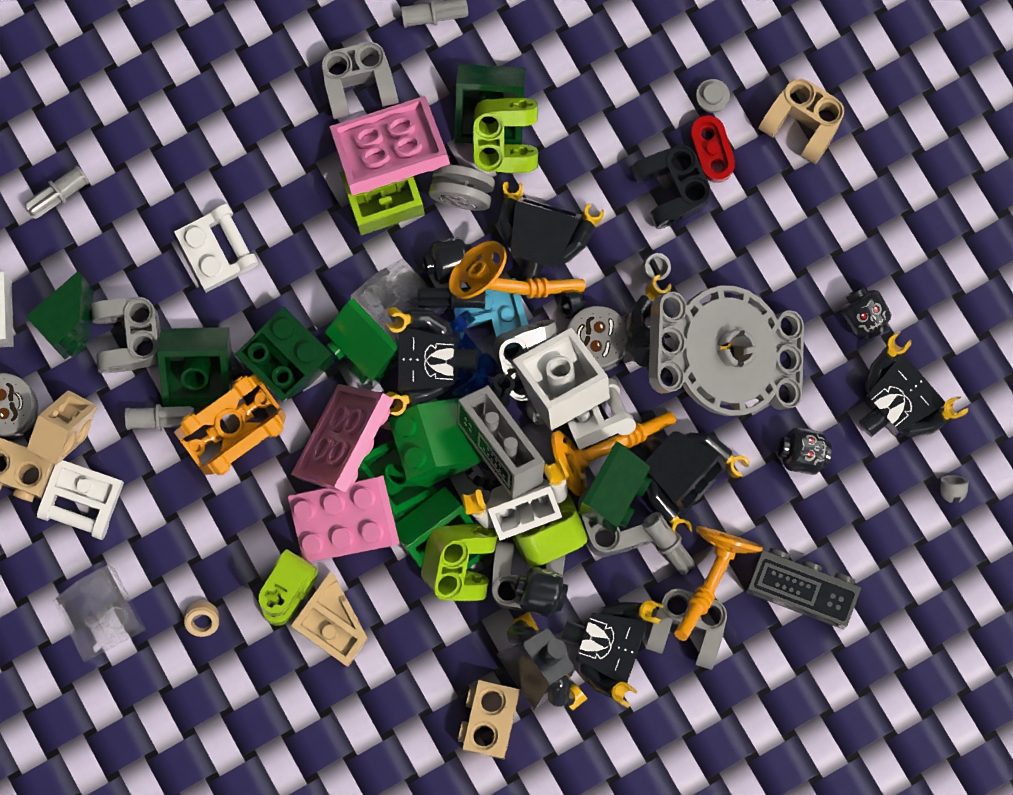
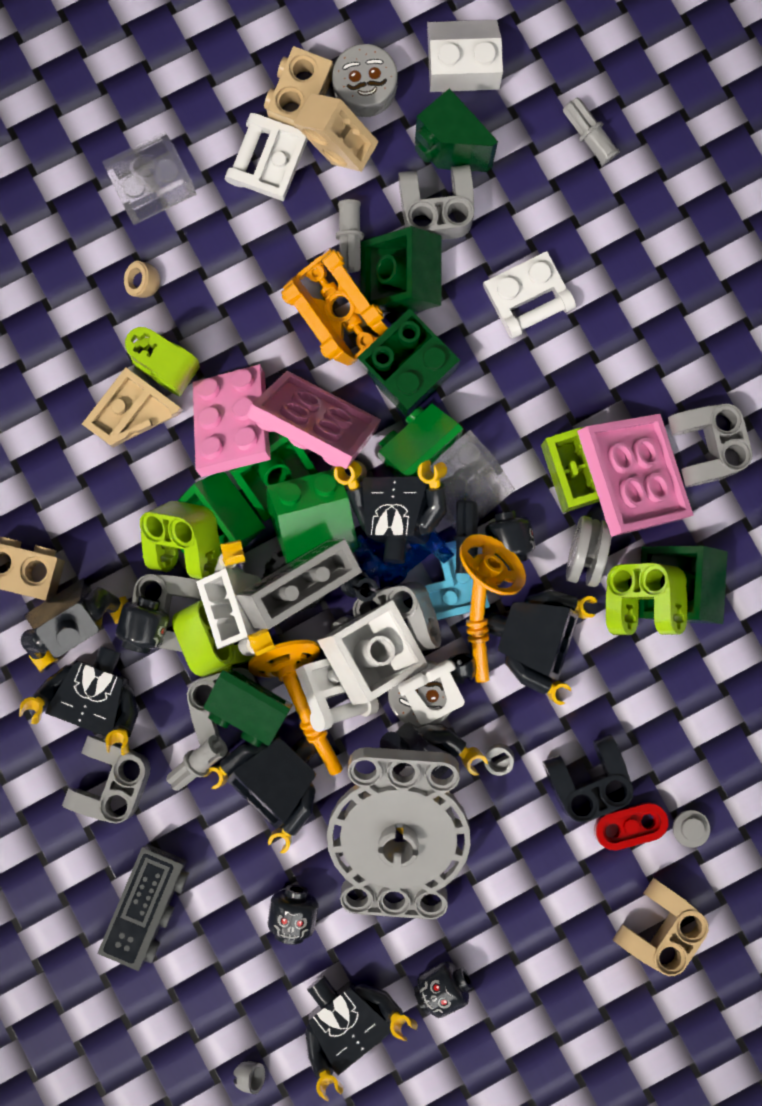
camera: 85 degrees right, 5 degrees up
(580, 319) = (453, 696): none -> white piece
(726, 548) = (187, 825): light orange dish -> none

